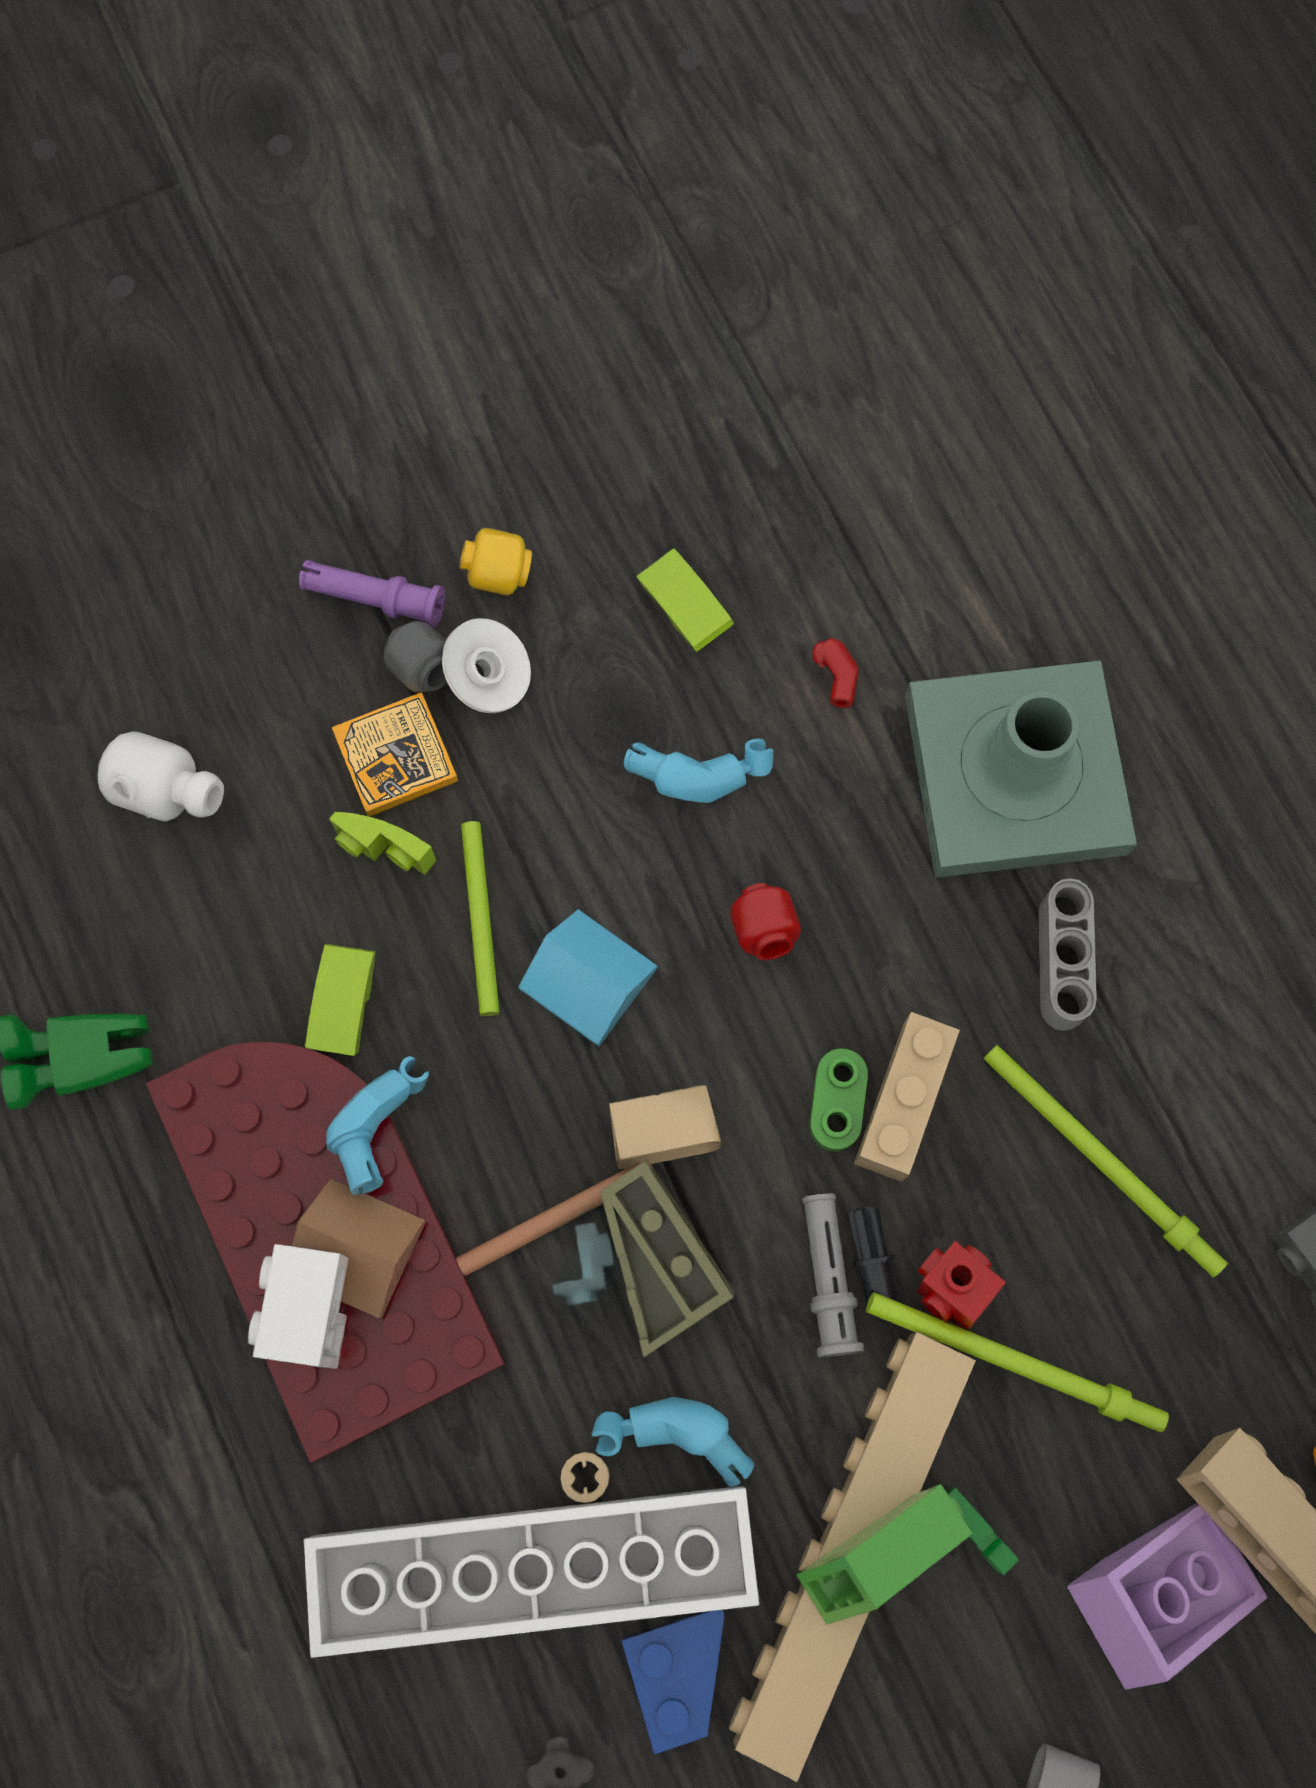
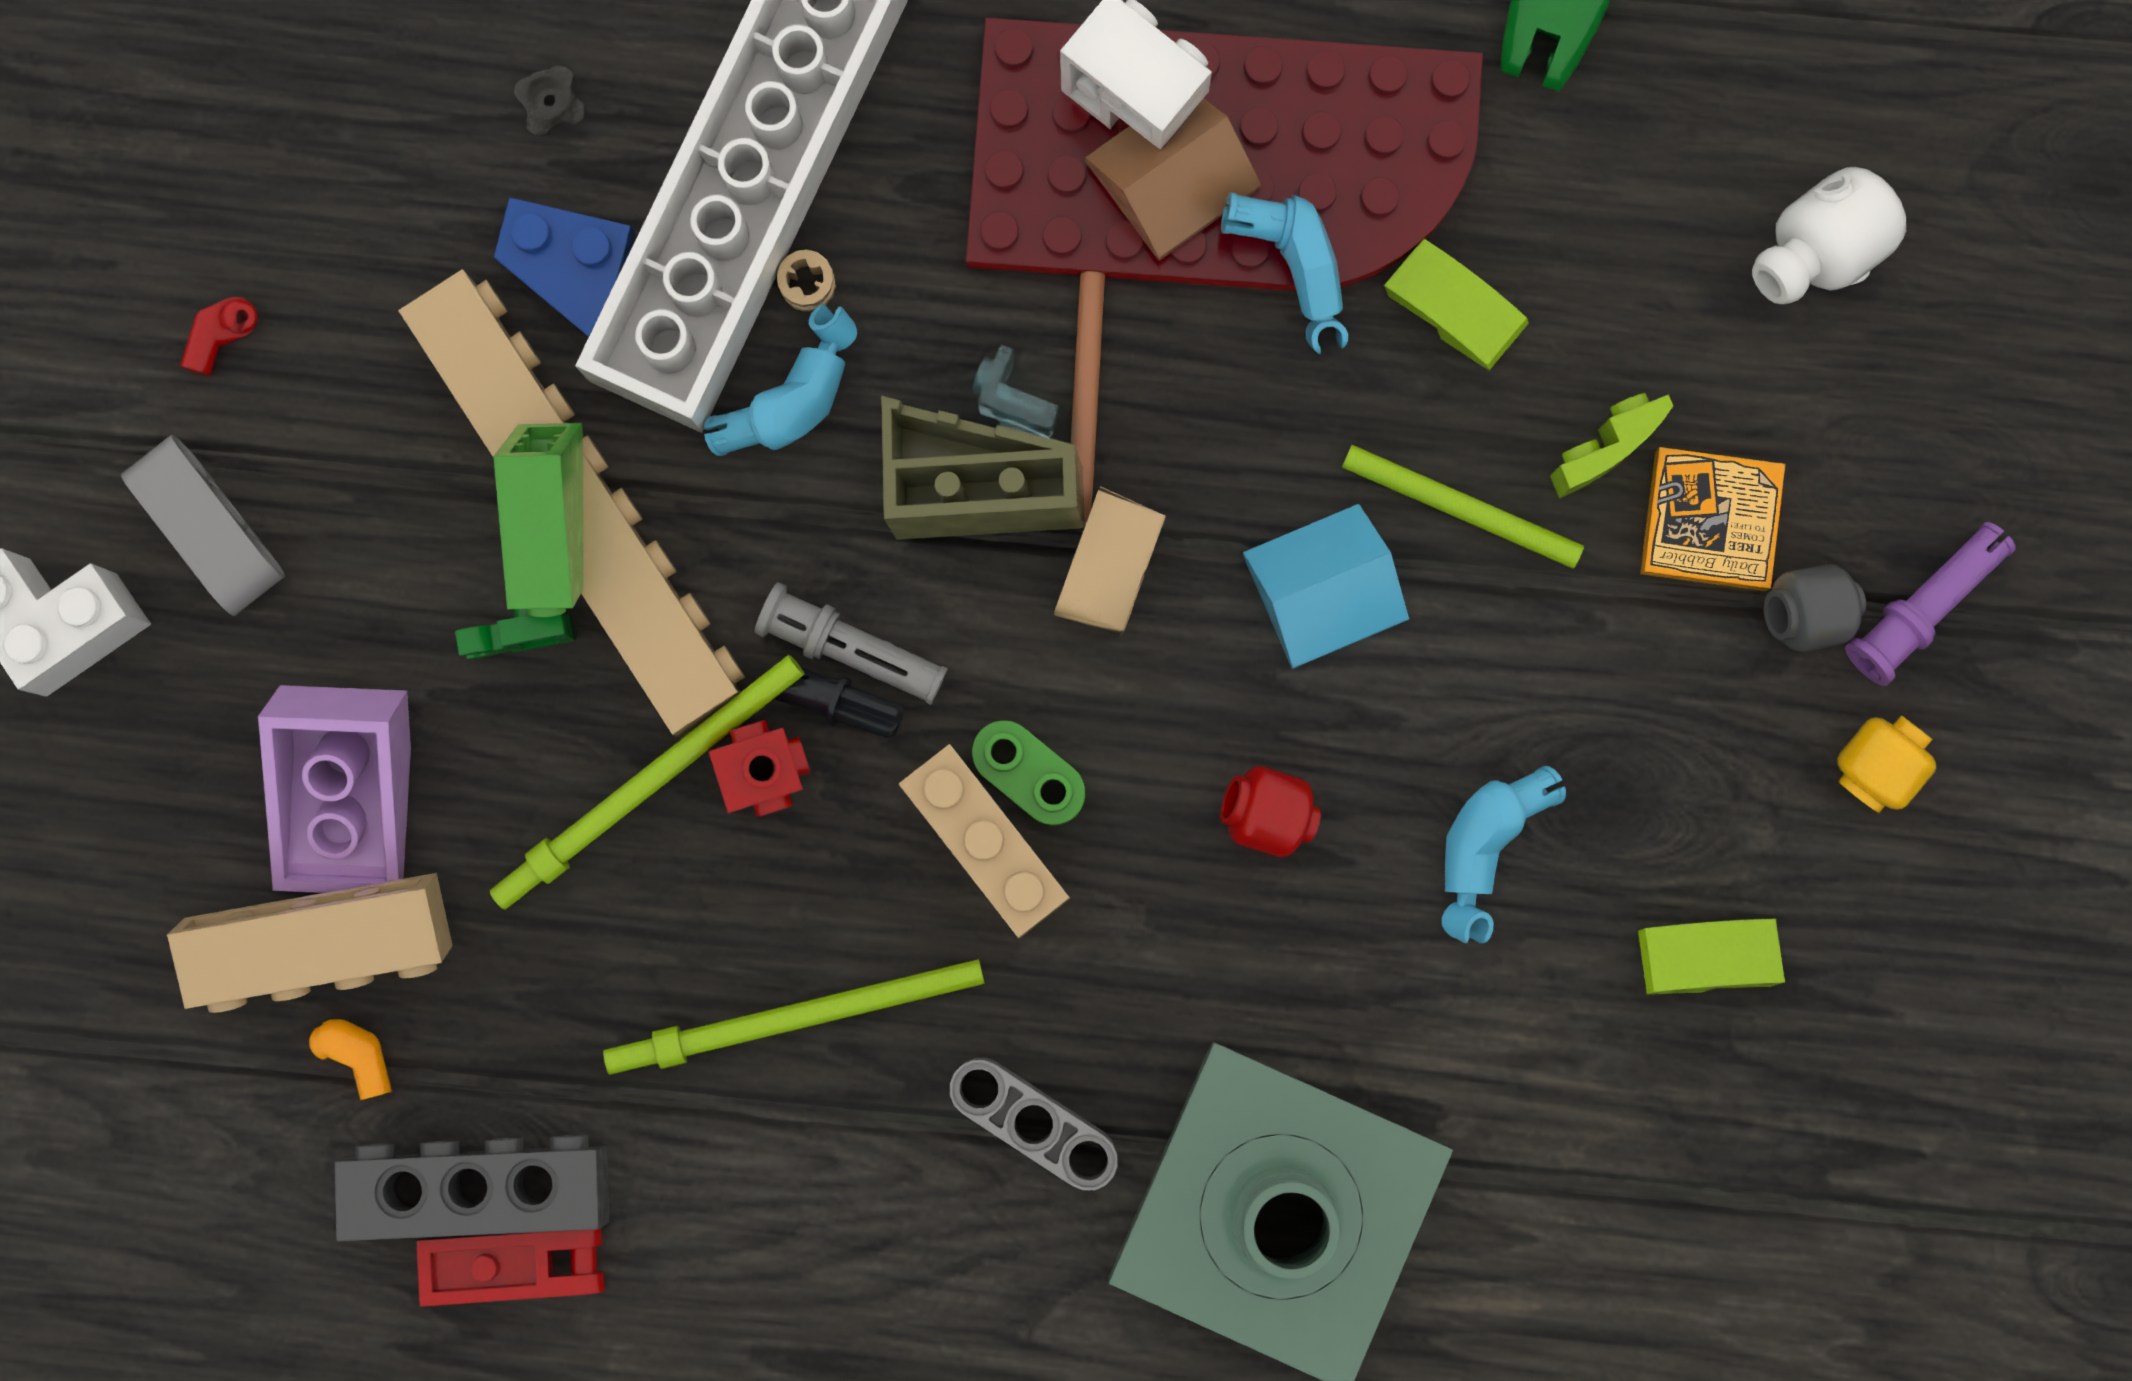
camera: 125 degrees right, 10 degrees up
(499, 655) = (1755, 704): white dish -> none
(843, 667) = (1522, 1091): red arm -> none

